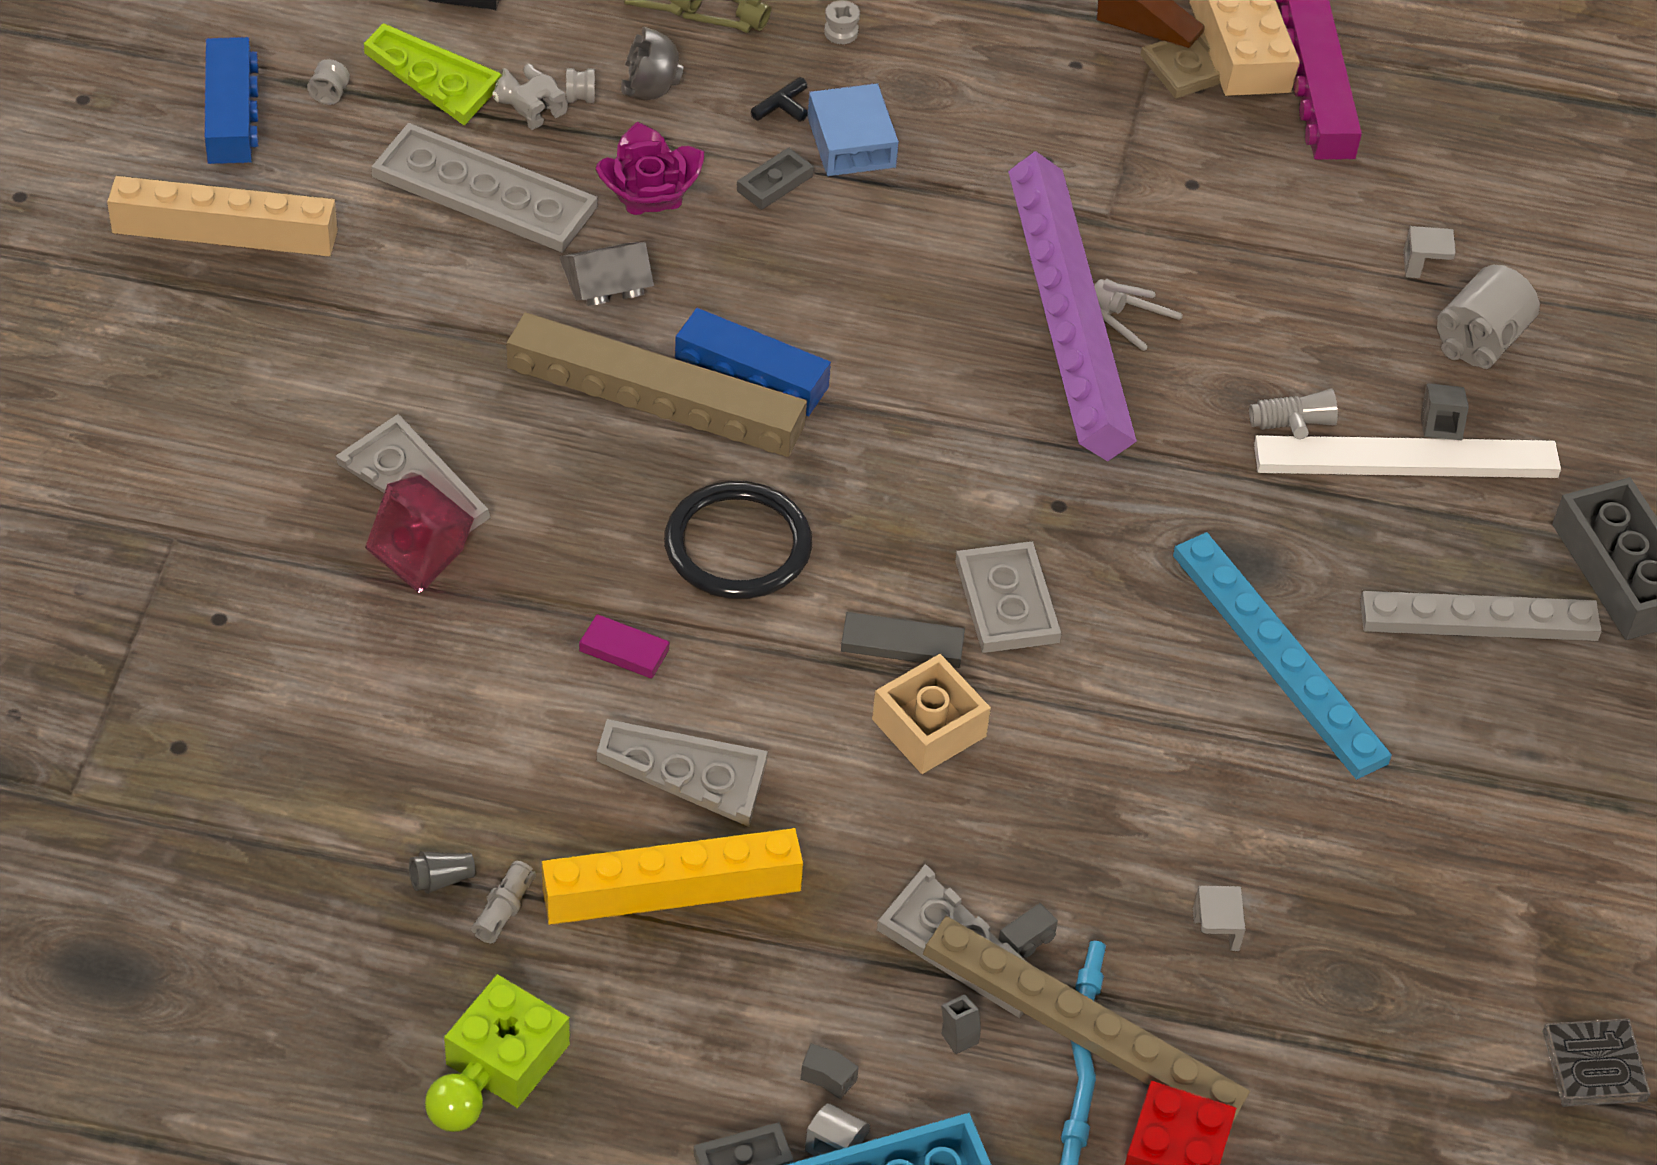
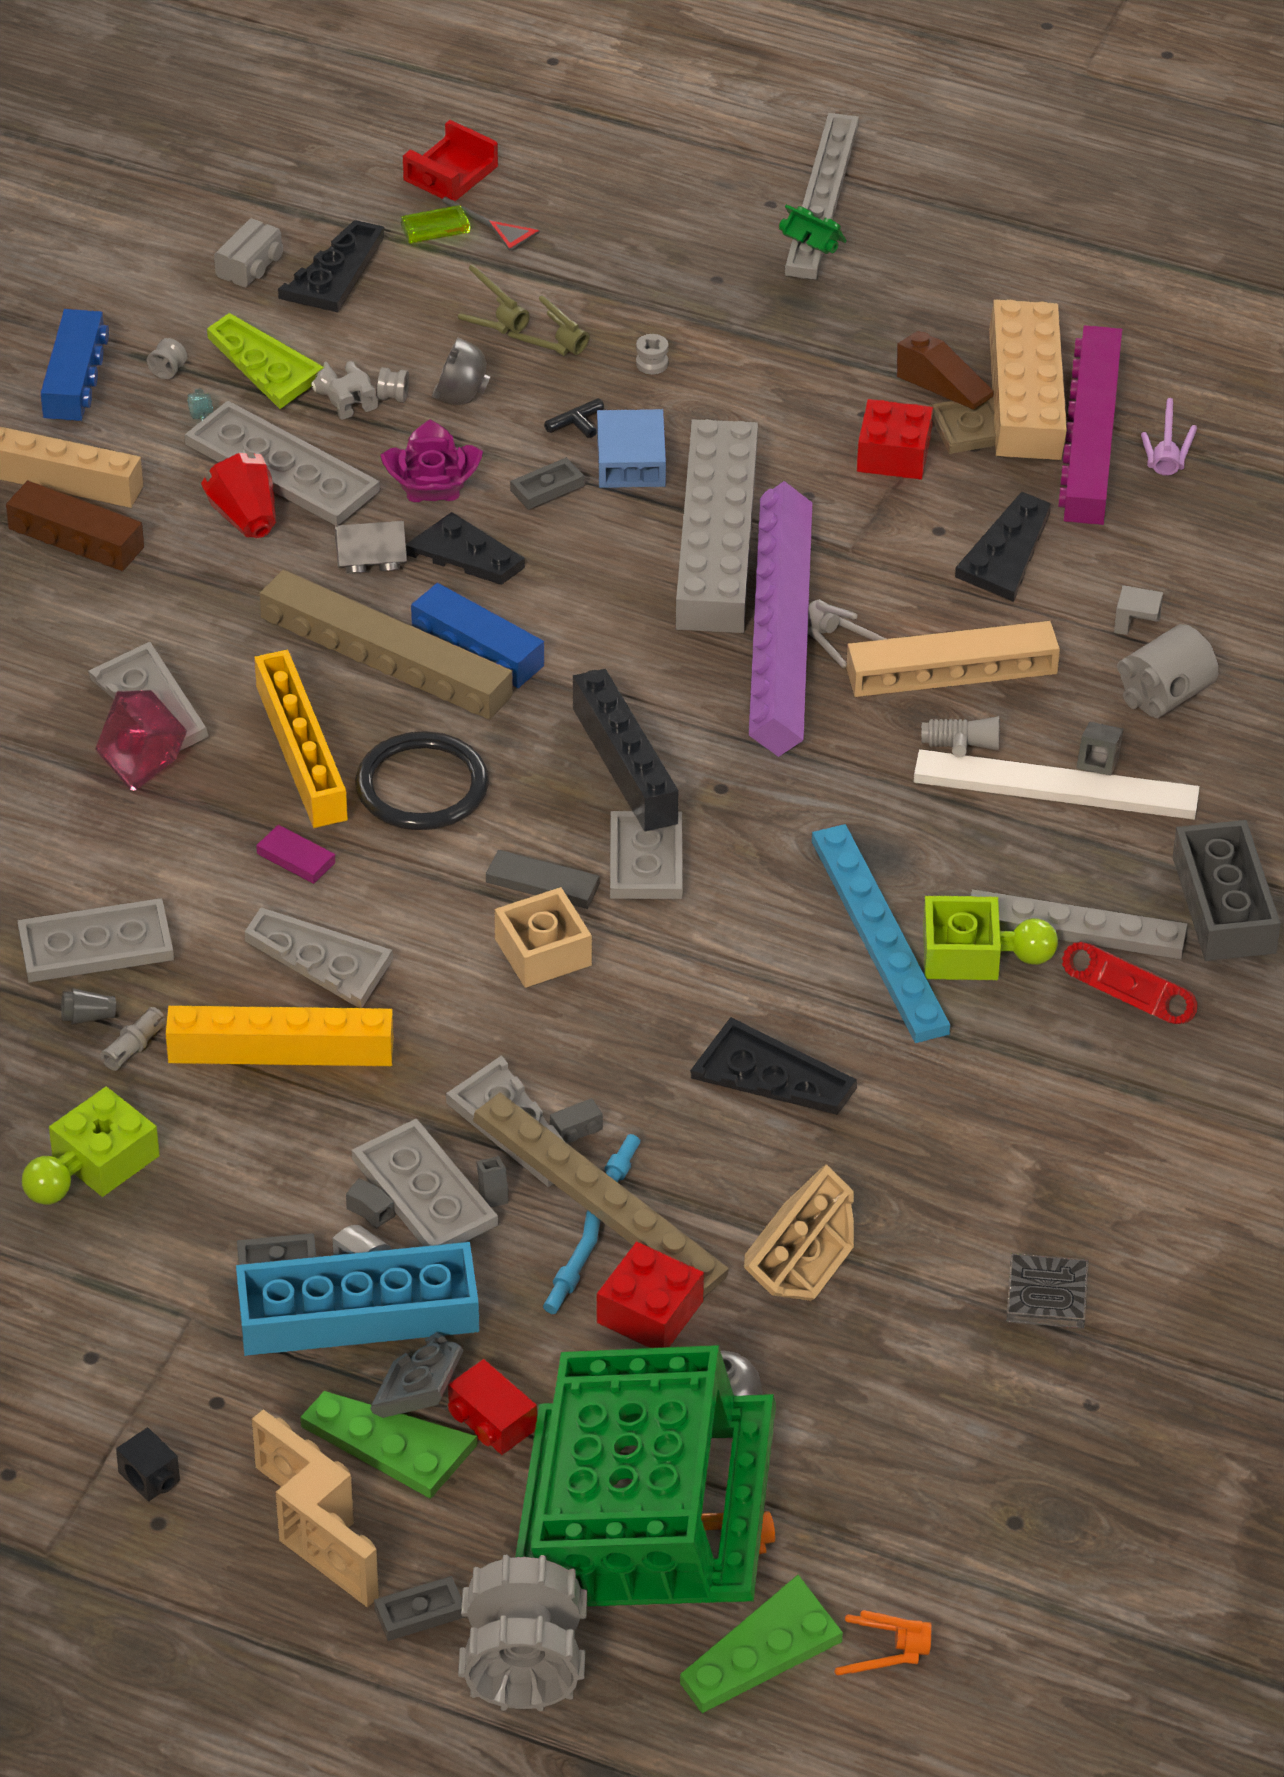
camera: 15 degrees right, 5 degrees down
(277, 286) = (75, 525): none -> reddish brown brick
(378, 130) = (200, 404): none -> clear light blue plate
(428, 785) = (95, 940): none -> light grey plate
(456, 230) = (243, 494): none -> red cone
(598, 509) = (301, 739): none -> yellow brick
(705, 259) = (465, 546): none -> black wing
(887, 1040) = (425, 1186): none -> light grey plate
(955, 478) = (625, 750): none -> black brick
(970, 208) = (717, 526): none -> light grey brick
(1122, 89) = (894, 439): none -> red brick
(1215, 835) = (768, 1068): none -> black wing
(1221, 912) = (750, 1125): light grey panel -> none
(1257, 328) = (952, 658): none -> tan brick
(1269, 197) = (1003, 552): none -> black wing
(1323, 1042) = (805, 1239): none -> tan wedge
(1382, 654) = (966, 940): none -> lime brick
(1398, 77) = (1166, 455): none -> lavender plant
(1562, 679) = (1129, 983): none -> red plate

